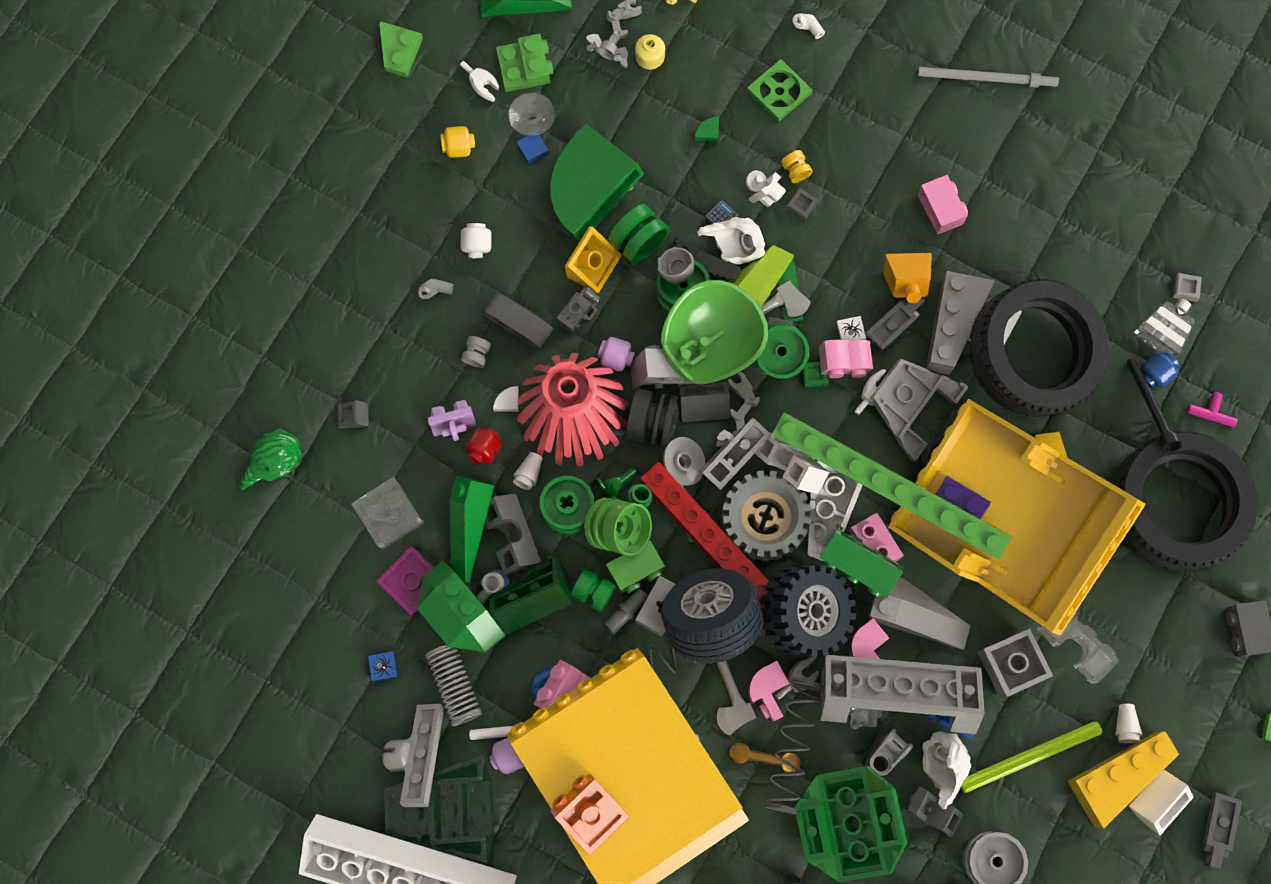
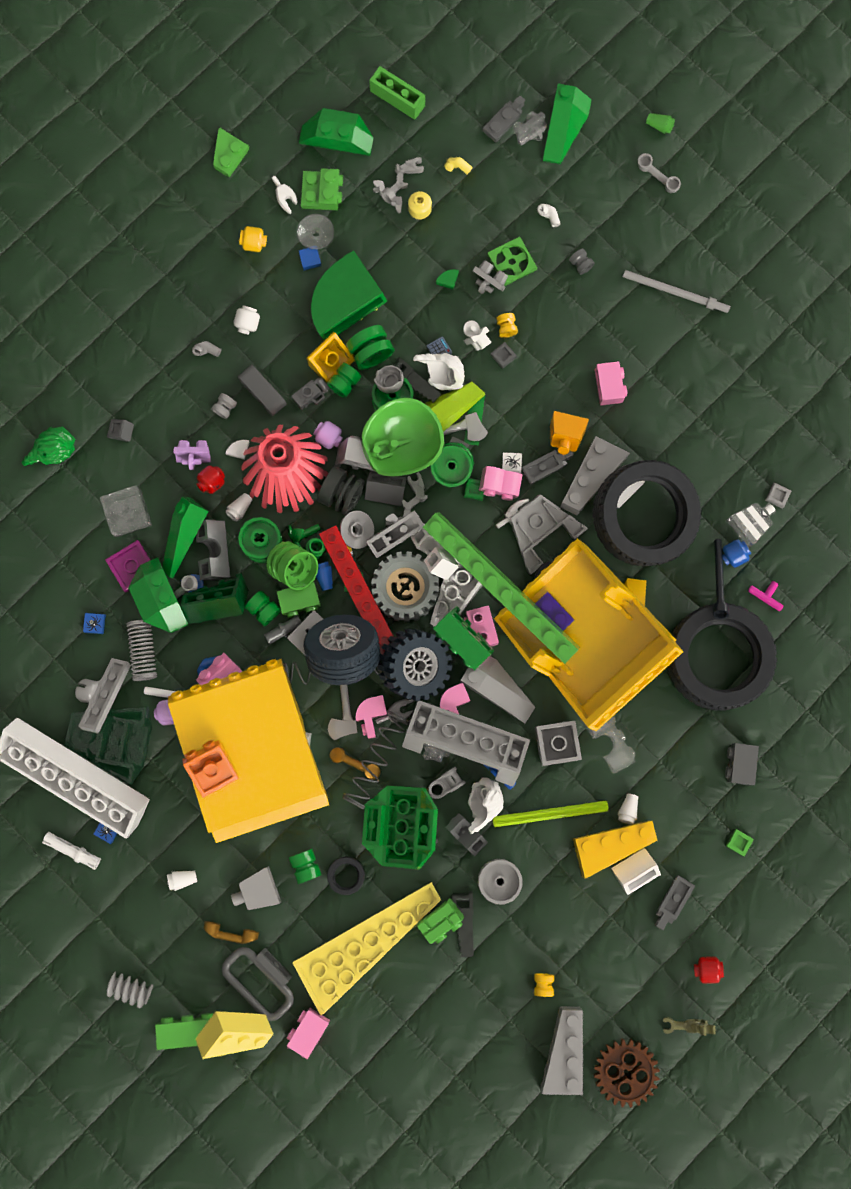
camera: 10 degrees right, 5 degrees up
(615, 285) = (345, 378): none -> green wheel
(660, 530) = (324, 576): none -> blue cone
(750, 110) = (484, 271): none -> light grey hips
(864, 69) = (581, 261): none -> dark grey wheel

